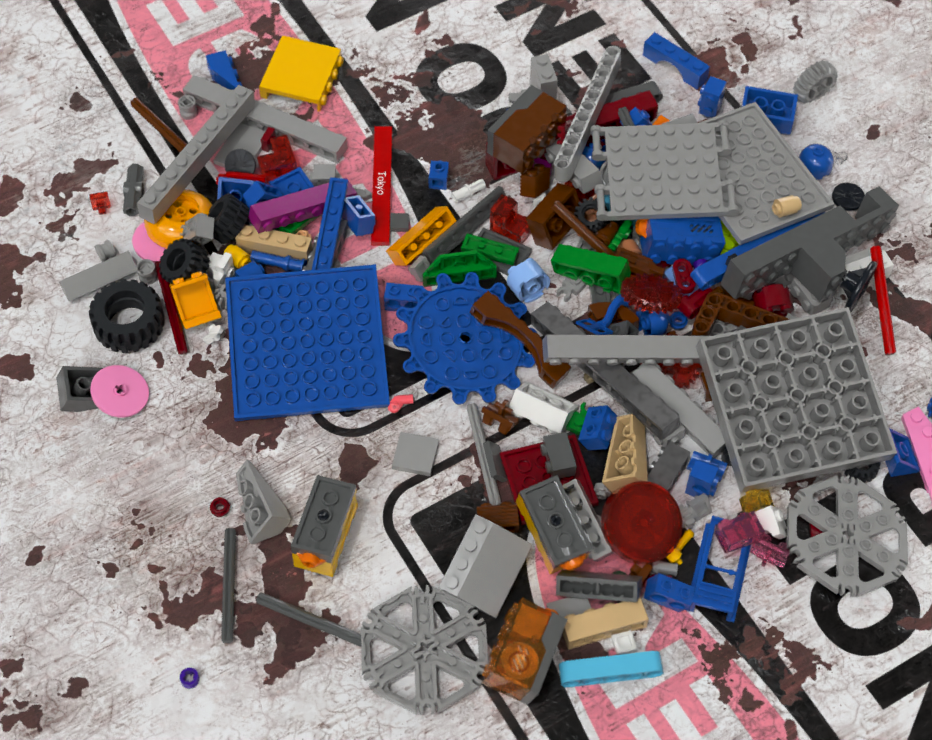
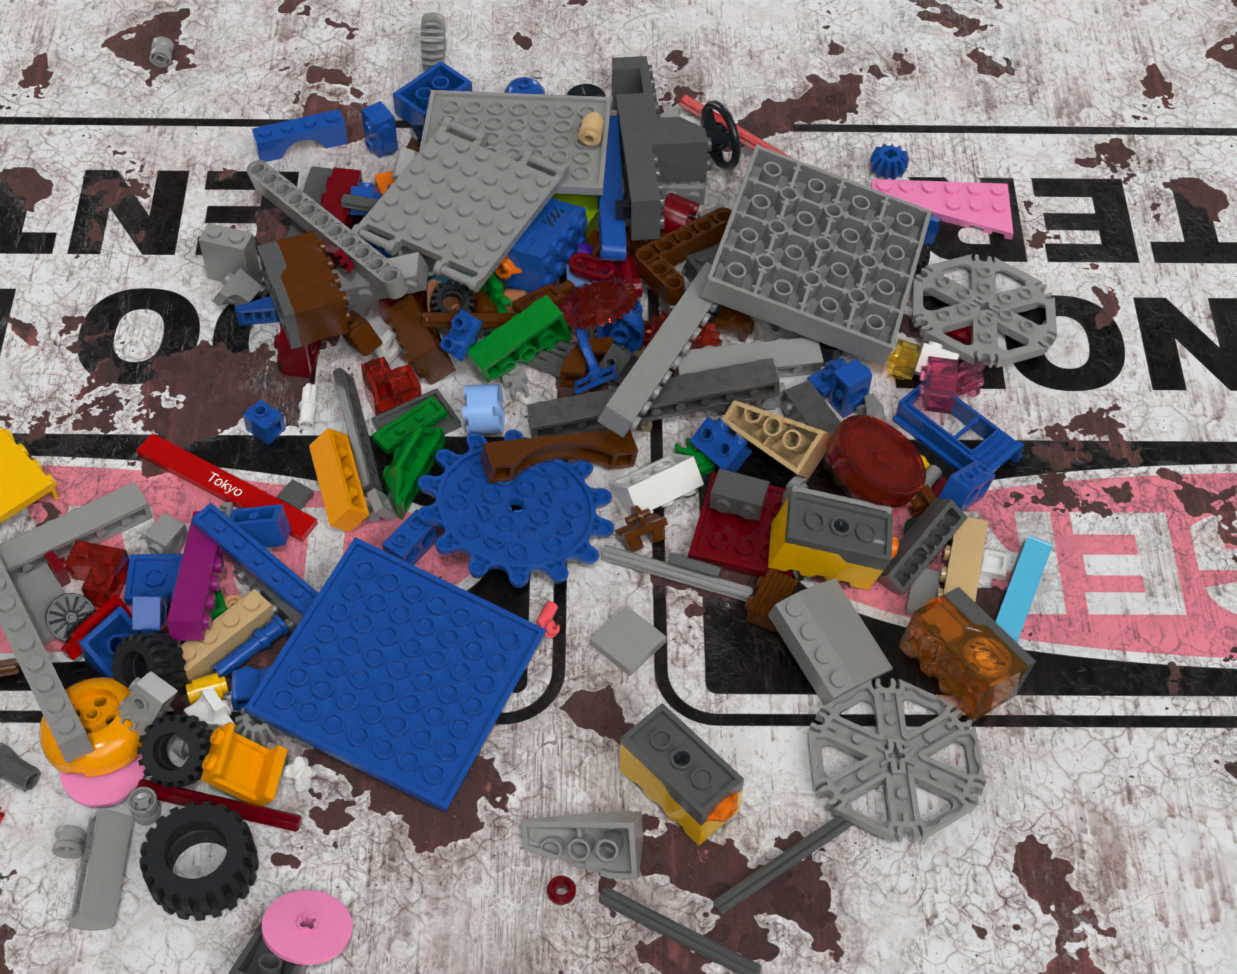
camera: 60 degrees left, 5 degrees down
(566, 232) = (461, 335): none -> blue hips

